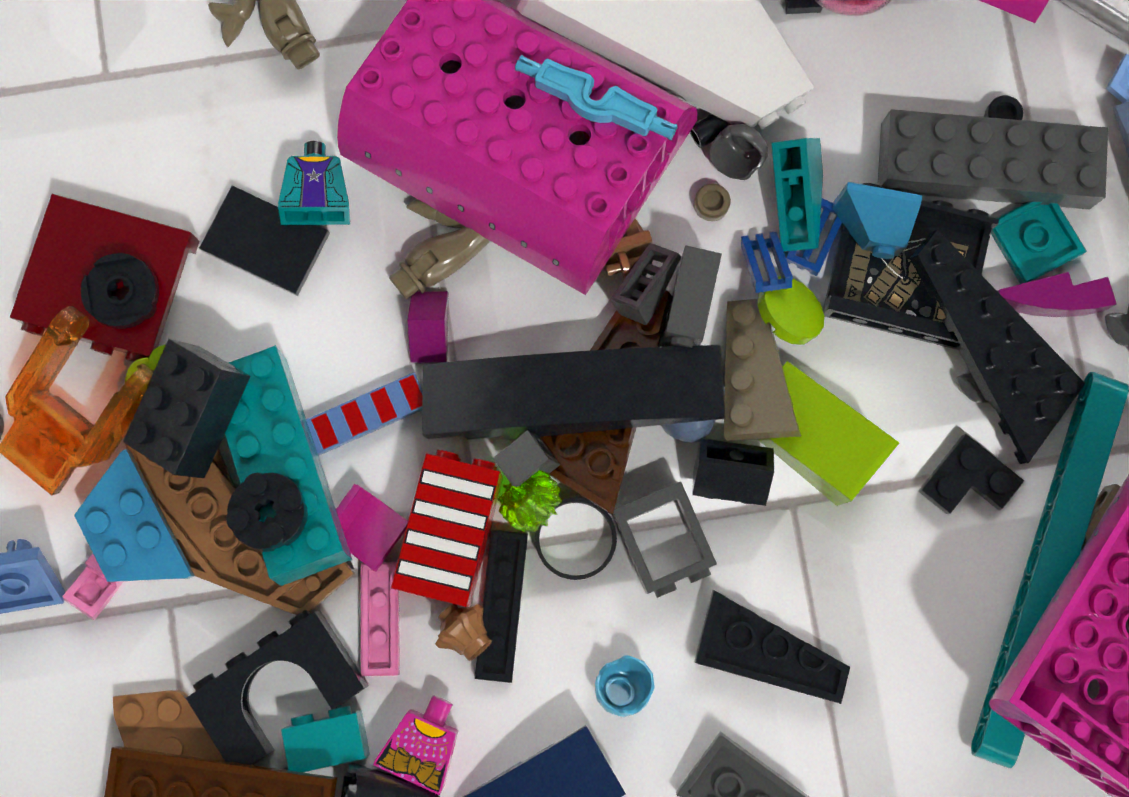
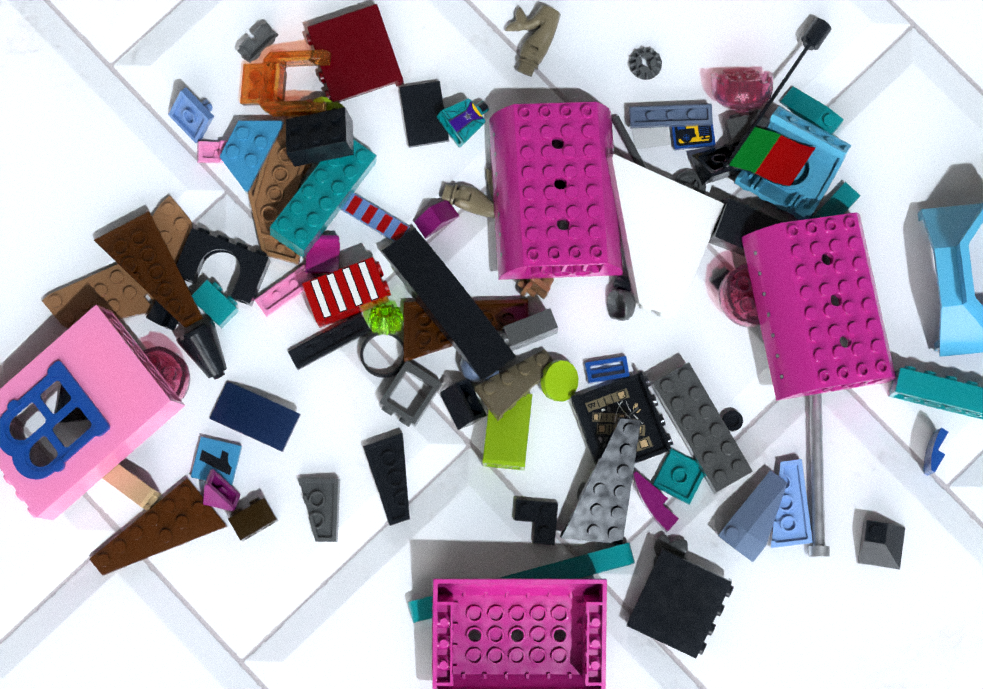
camera: 60 degrees right, 0 degrees up
(103, 279) = (353, 56): black plate -> none
(274, 532) = (298, 193): black plate -> none
(421, 747) = (241, 348): torso -> none
(463, 631) = (305, 330): medium nougat rock -> none
(525, 458) = (403, 303): dark grey panel -> none
(614, 107) = (585, 230): medium azure piece -> none
(624, 686) = (330, 420): medium azure hair -> none
(642, 305) = (512, 300): dark grey slope -> none
(712, 202) = (589, 310): dark tan tile -> none
(762, 245) = (583, 346): blue tile -> none
(798, 192) = (621, 345): teal slope -> none
(878, 217) = (629, 392): dark azure slope -> none

